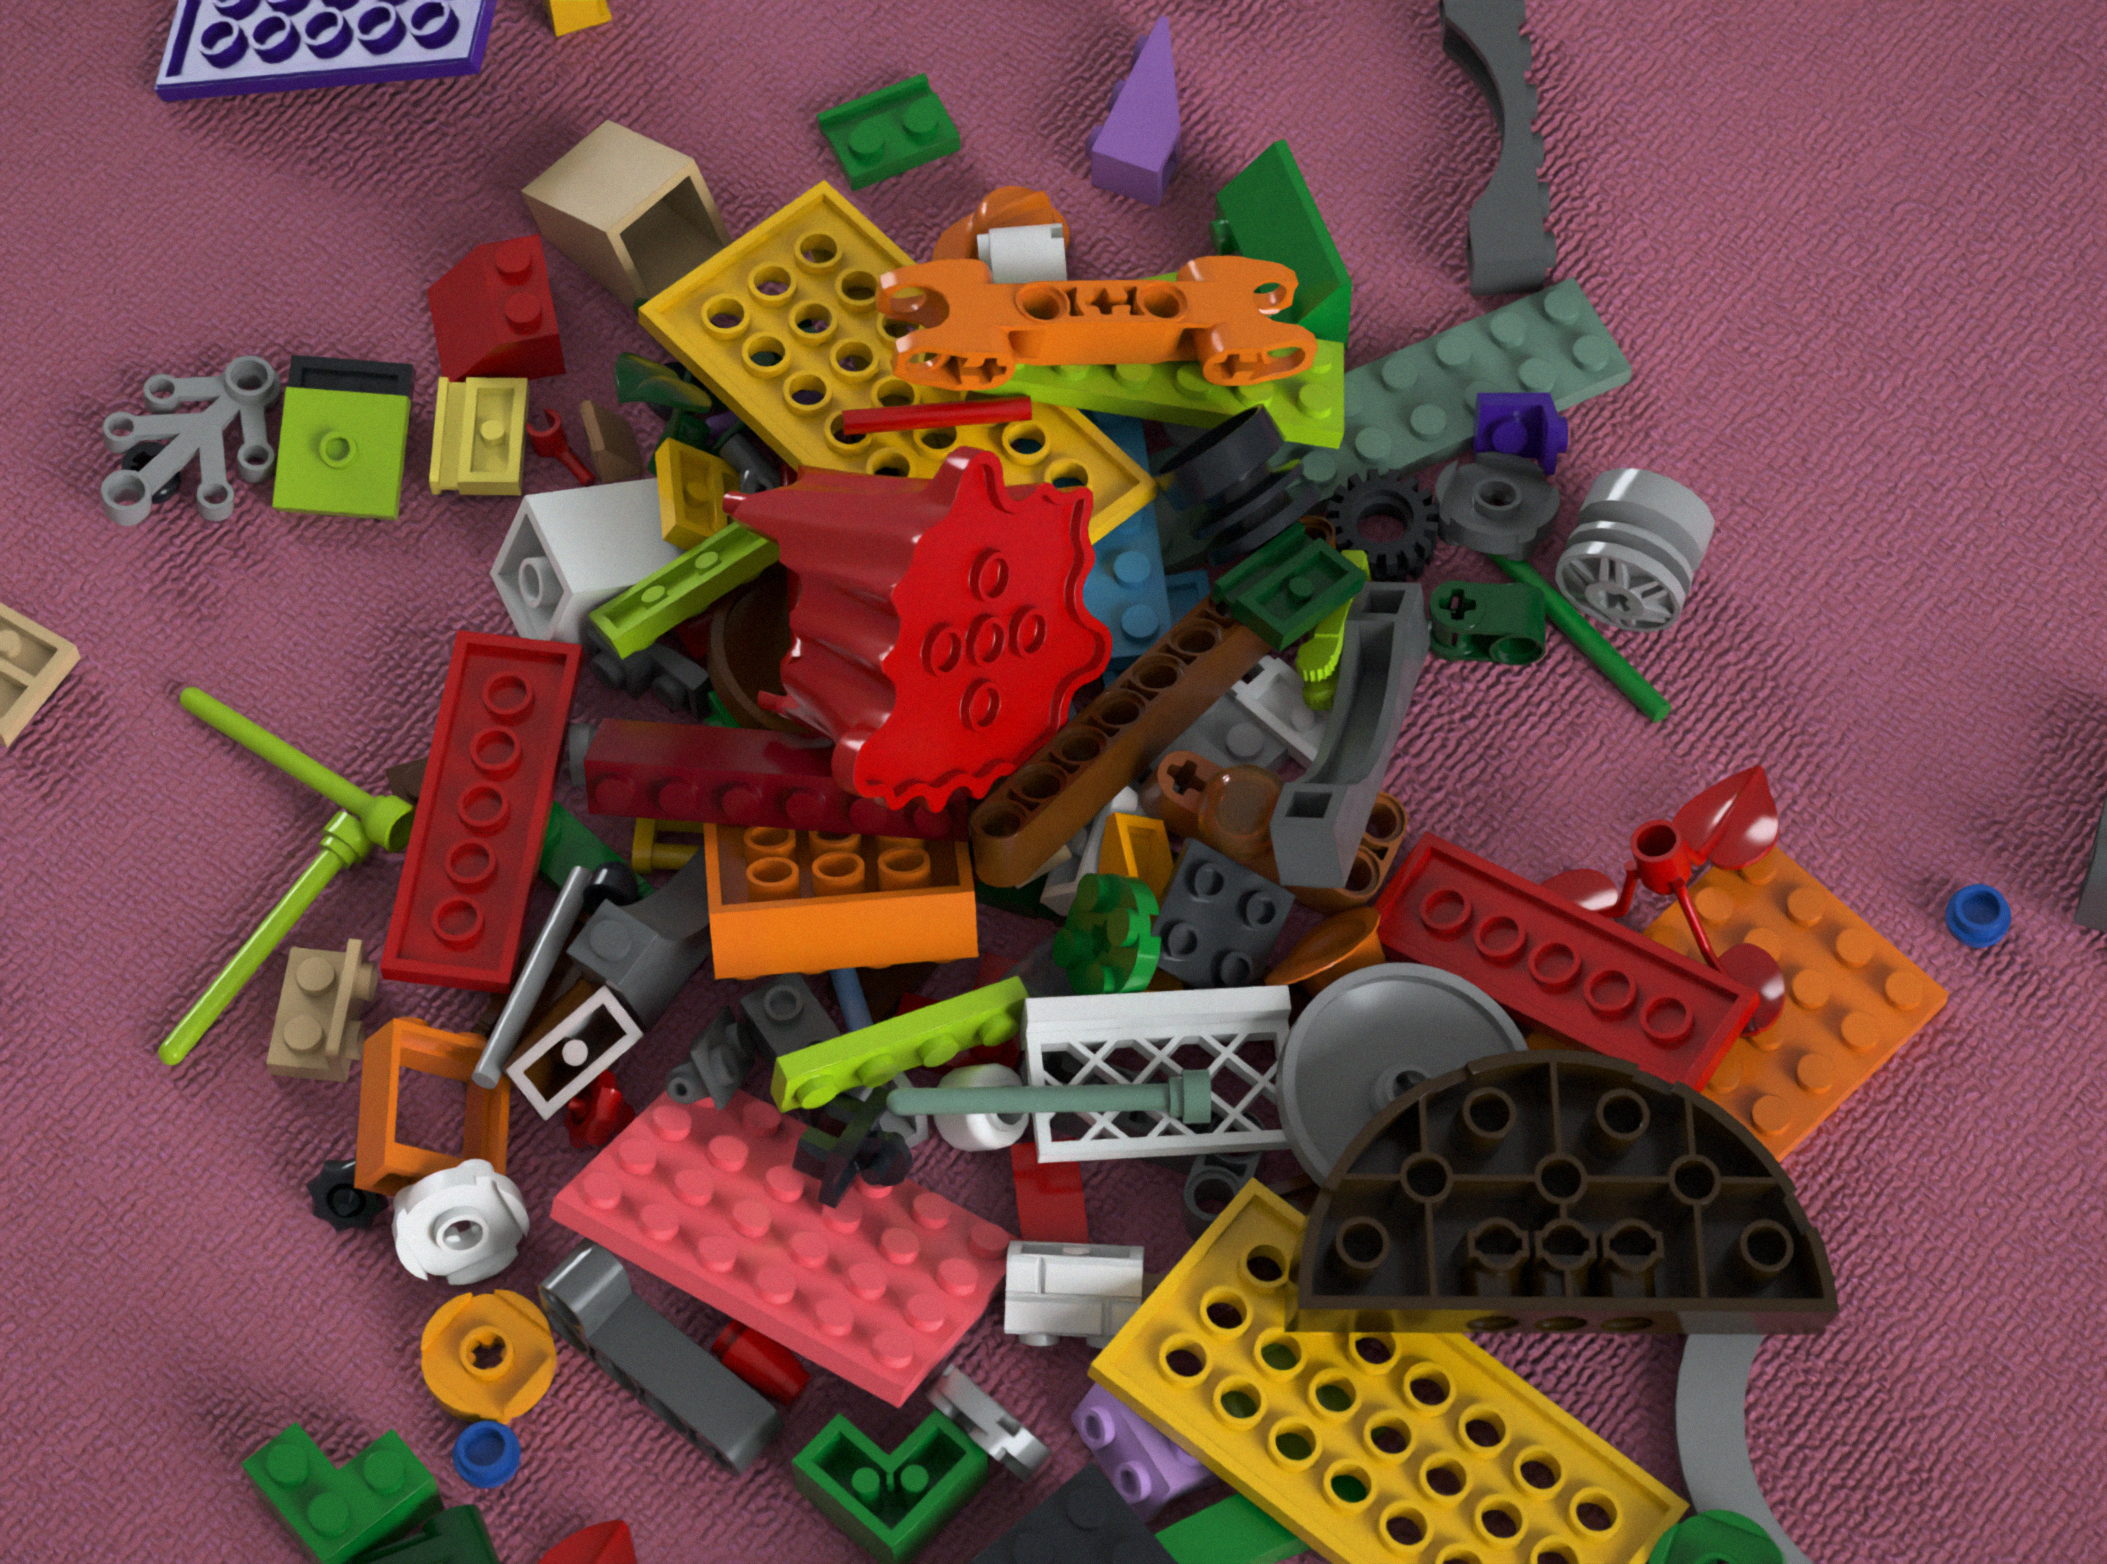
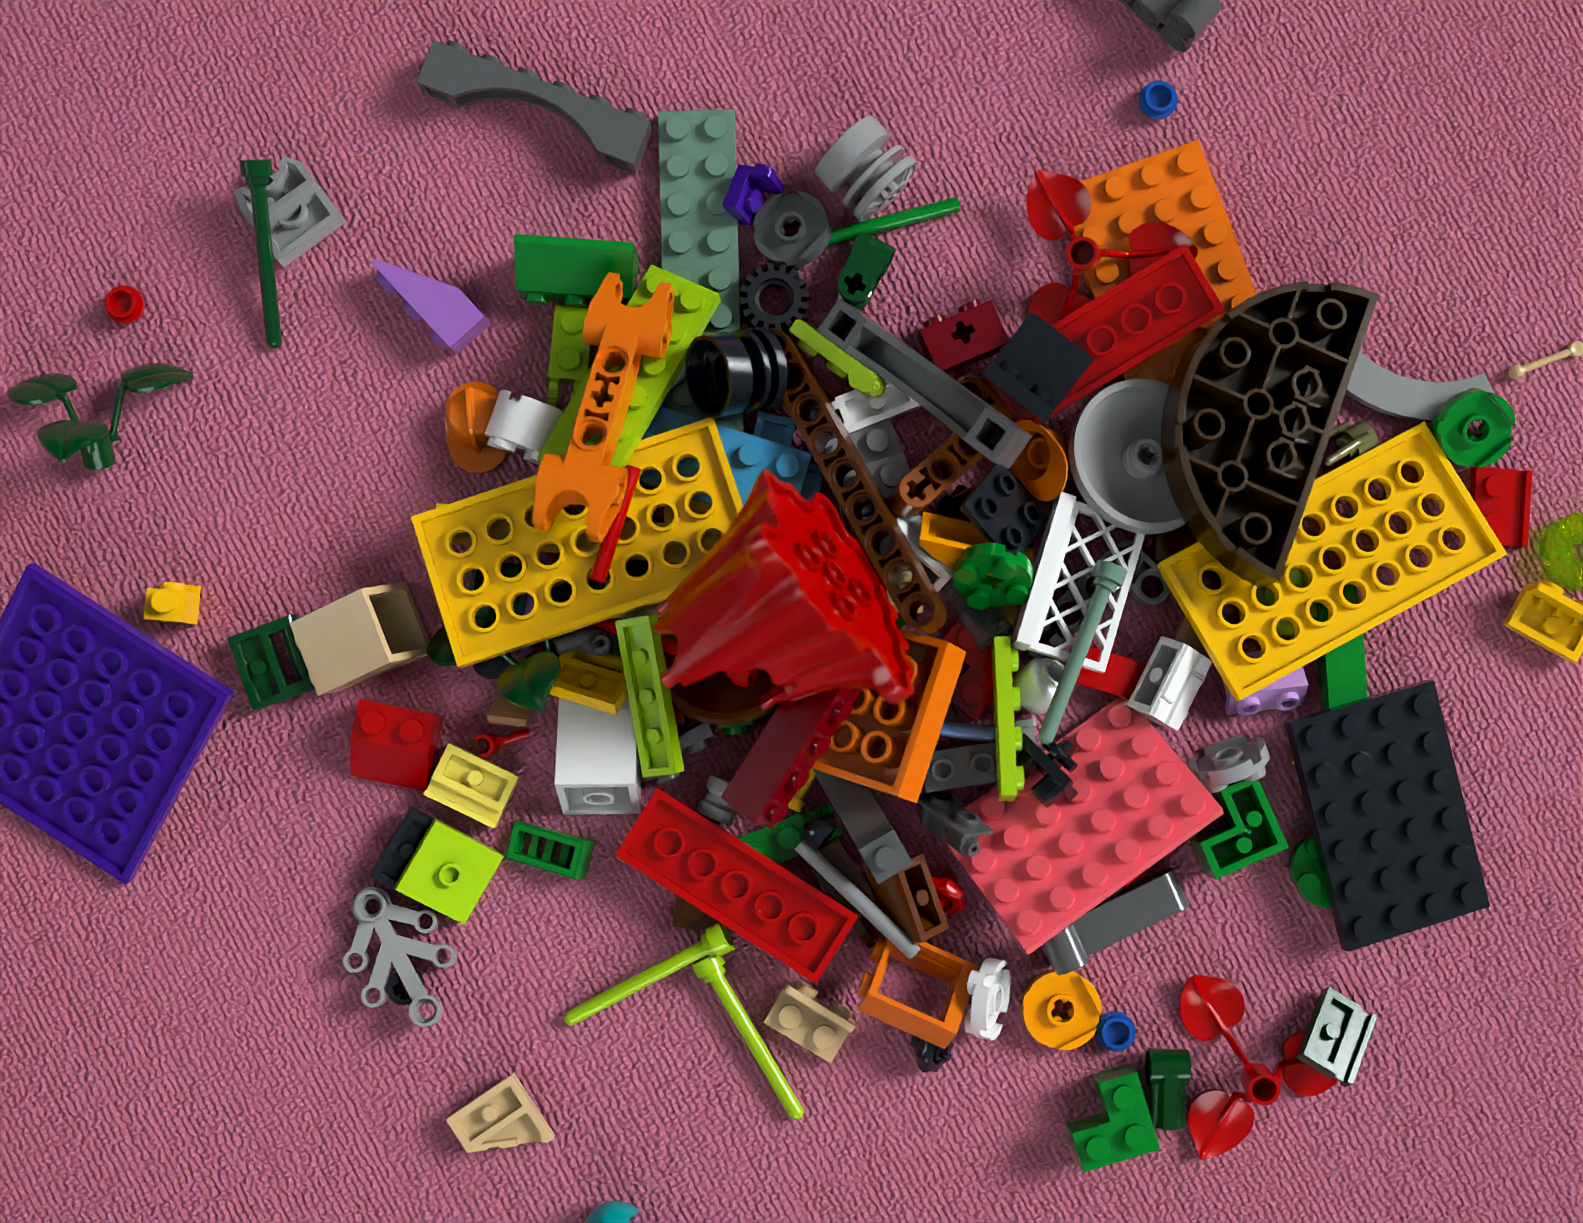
camera: 70 degrees left, 25 degrees up
(438, 608) = (581, 856): none -> green slope
(531, 124) = (262, 667): none -> dark green plate
(888, 132) = (365, 457): green plate -> none
(1237, 811) = (953, 466): clear orange hair -> none
(1288, 586) = (818, 375): dark green plate -> none
(1456, 885) = (1038, 366): none -> black bracket
(1459, 790) = (985, 336): none -> dark red brick
(1603, 1405) = (1352, 441): none -> olive plant

